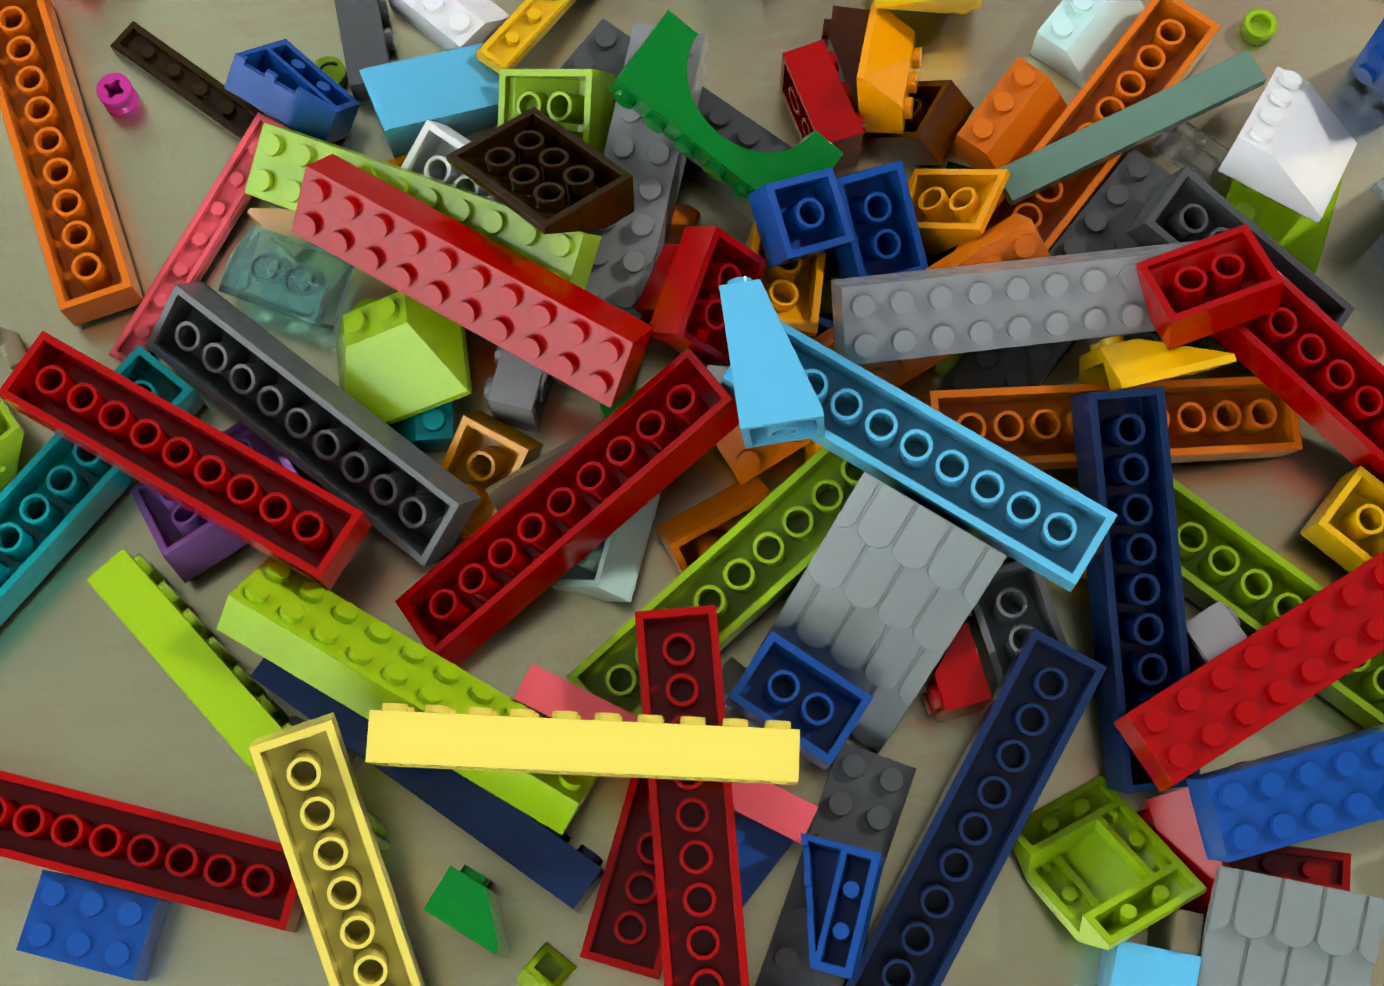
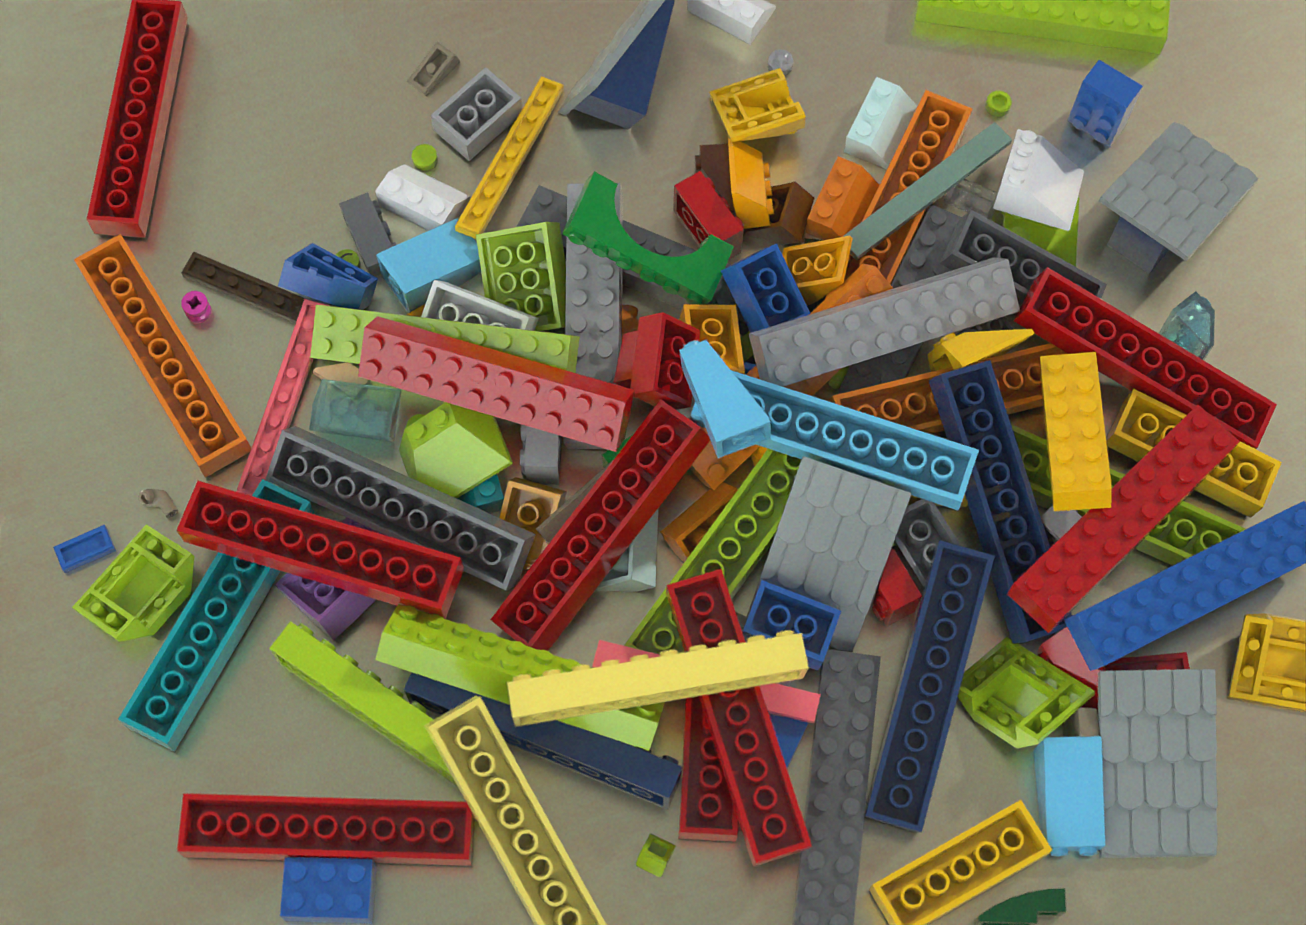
camera: 15 degrees left, 5 degrees down
(471, 908) = (596, 817): green slope -> none
(547, 175) = (533, 300): dark brown slope -> none
(800, 217) = (716, 295): blue brick -> none
(840, 902) = (851, 752): blue wedge -> none
(1209, 286) = (1004, 287): red slope -> none
(1263, 514) = (1075, 432): none -> yellow brick

